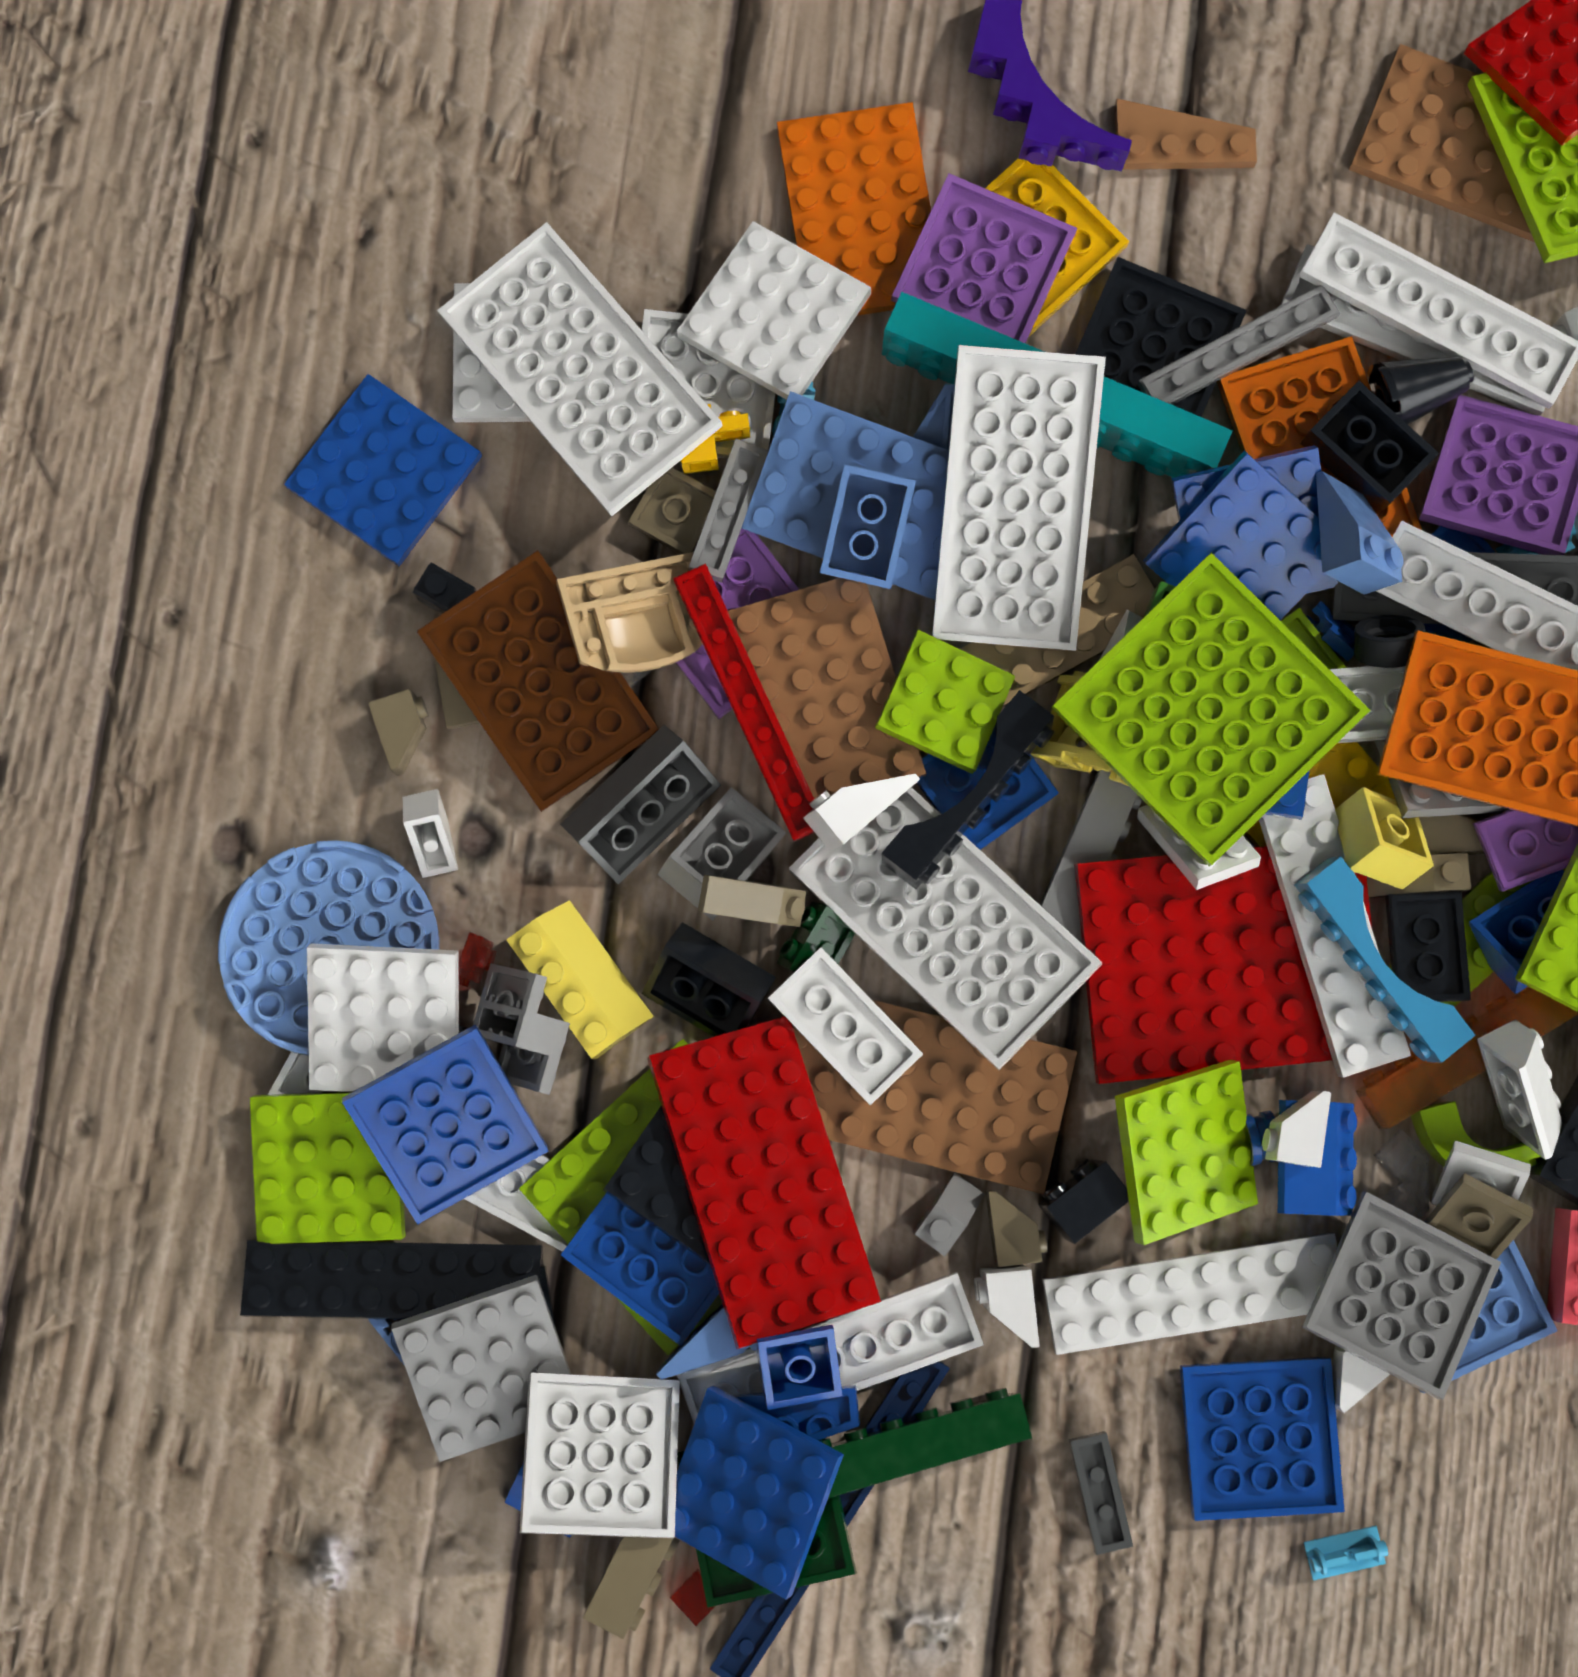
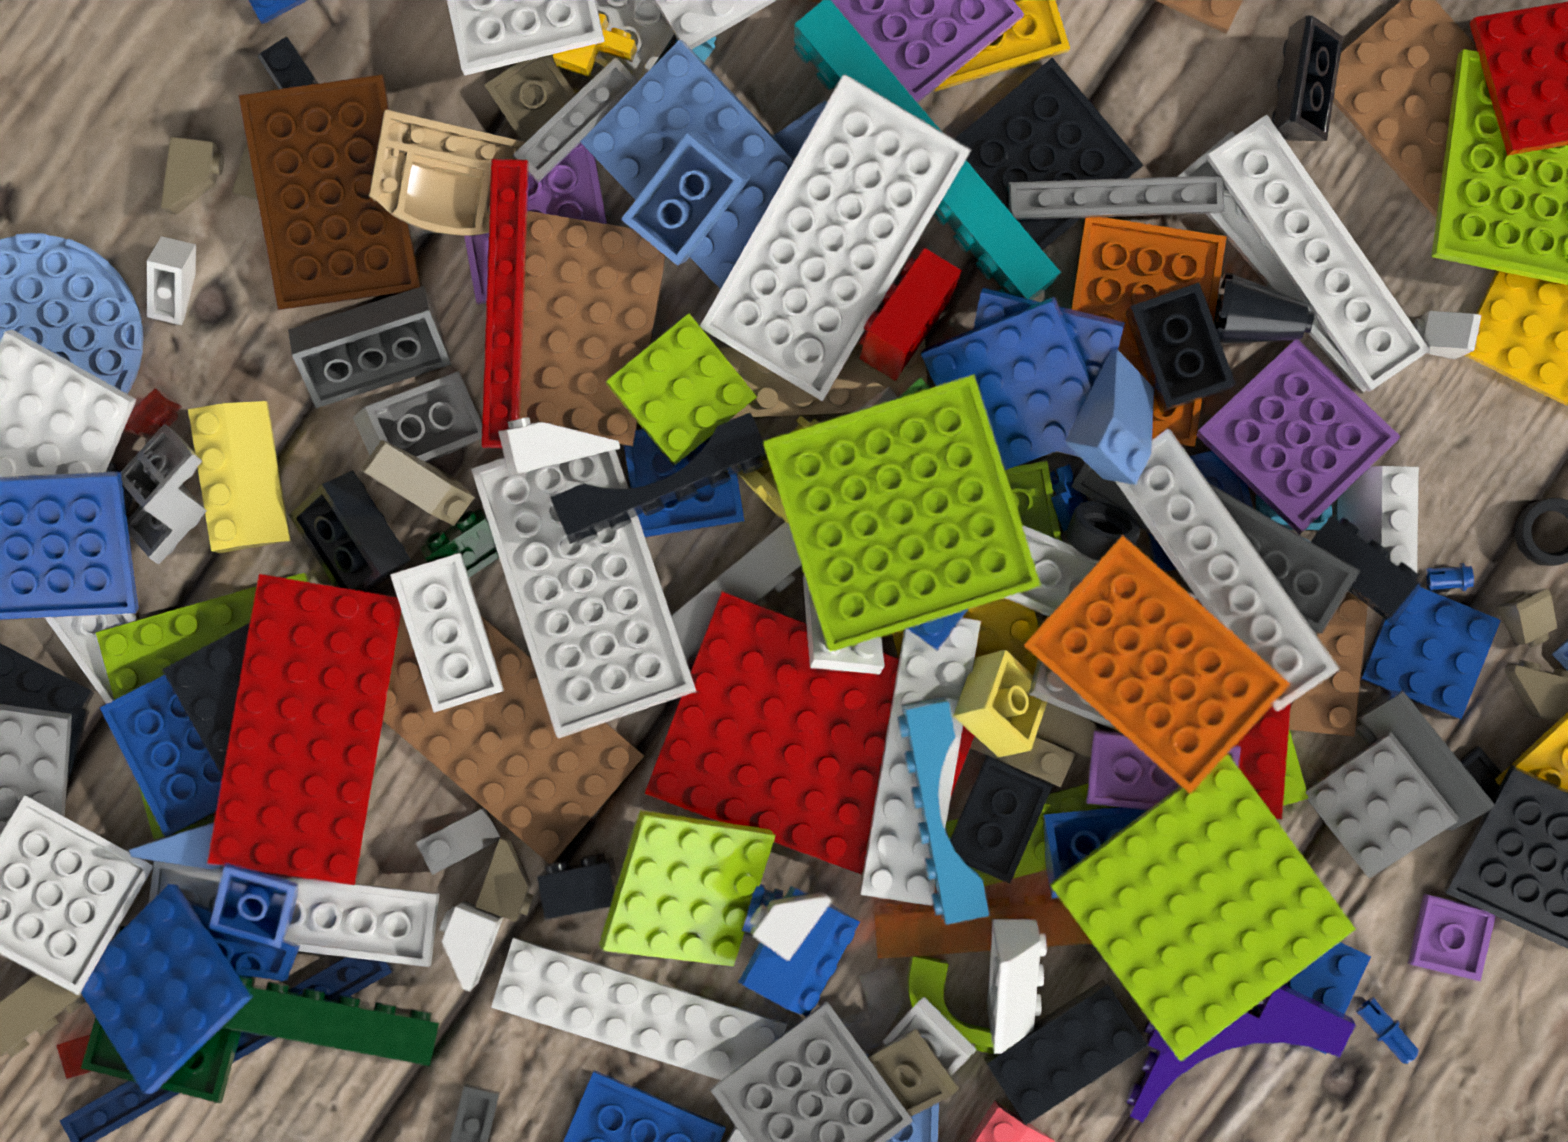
camera: 25 degrees right, 5 degrees up
(1114, 534) = (908, 313): none -> red brick
(1350, 167) = (1307, 81): none -> black slope

